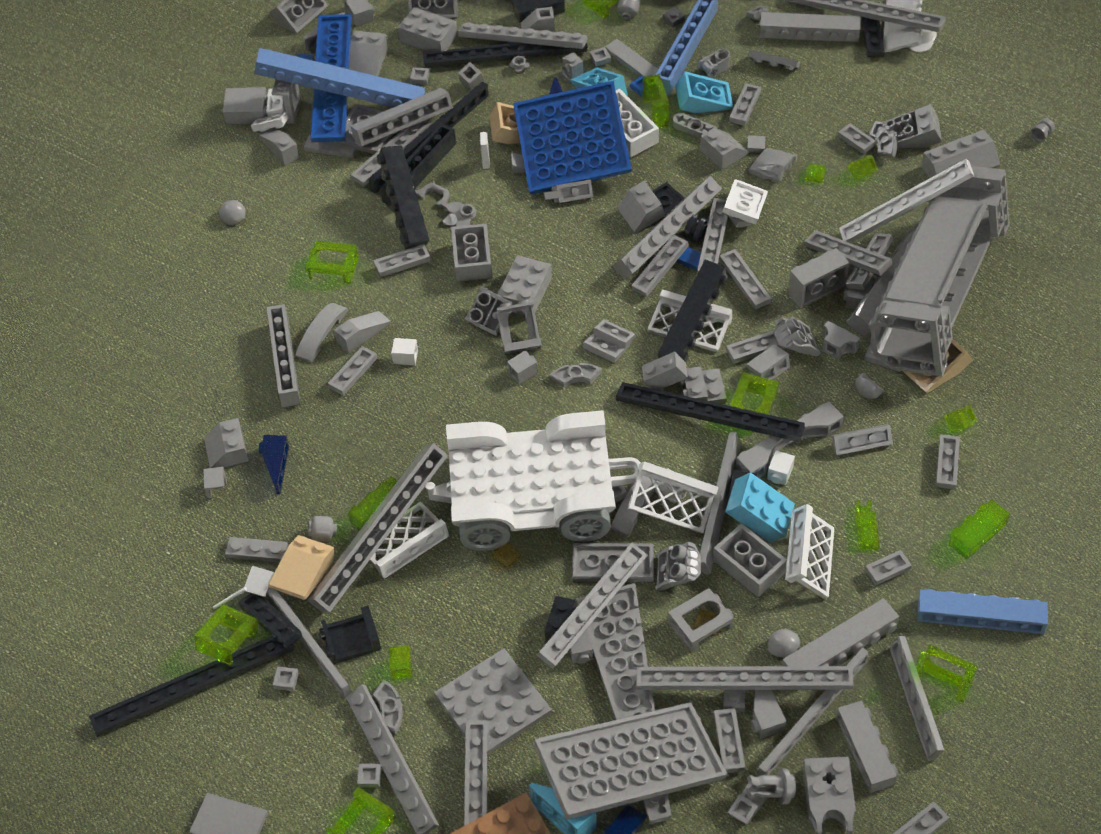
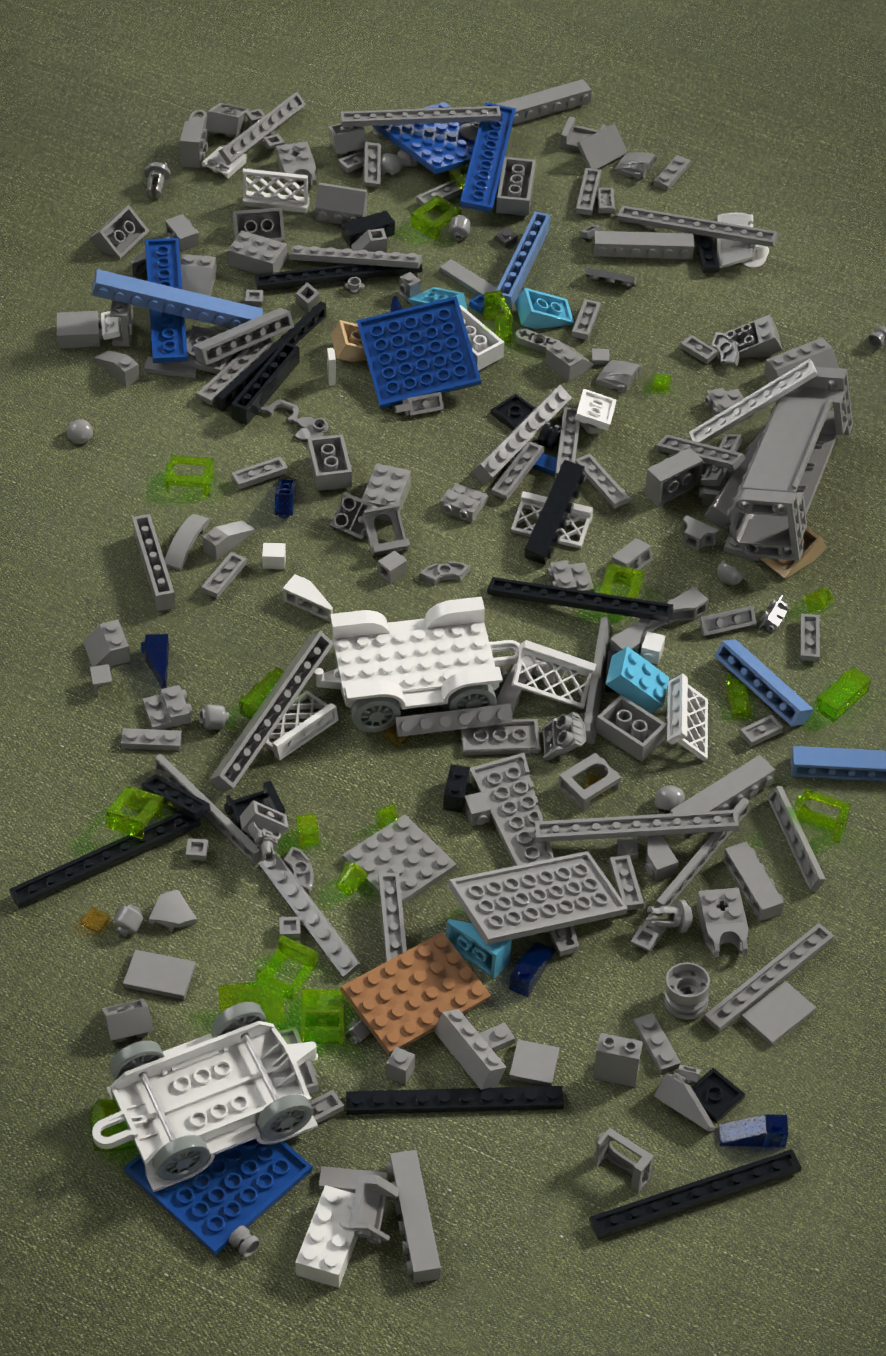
camera: 10 degrees left, 5 degrees down
(172, 754) = (95, 920): none -> clear yellow tile
(203, 758) = (127, 919): none -> light grey head
(250, 749) = (172, 911): none -> light grey slope
(256, 583) = (158, 765): white piece -> none
(263, 124) = (112, 343): white plate -> none
(277, 516) = (168, 708): none -> light grey plate
(302, 567) = (201, 749): tan slope -> none
(355, 661) = (265, 827): none -> light grey brick
(402, 197) = (256, 411): black brick -> none
(424, 287) = (285, 497): none -> clear blue slope
(429, 395) = (306, 596): none -> white slope
(439, 721) = (351, 878): none -> clear neon green piece
(484, 650) = (386, 816): none -> clear neon green plate
(517, 163) = (365, 379): light grey slope -> none
(565, 543) = (453, 720): none -> light grey plate
(591, 605) = (486, 770): light grey plate -> none
(600, 56) = (436, 276): light grey plate -> none
(602, 298) = (463, 502): none -> light grey plate
(609, 341) = (474, 541): light grey slope -> none
(640, 207) = (493, 417): light grey slope -> none
(664, 371) = (533, 564): light grey brick -> none
(715, 63) = (554, 280): light grey piece -> none
(751, 347) = (616, 541): light grey plate -> none
(795, 336) = (656, 530): light grey slope -> none
(863, 167) = (707, 375): clear neon green panel -> none
(876, 195) = (720, 400): none -> light grey plate
(895, 513) = (763, 682): none -> medium blue brick
(906, 438) = (770, 618): none -> light grey hinge

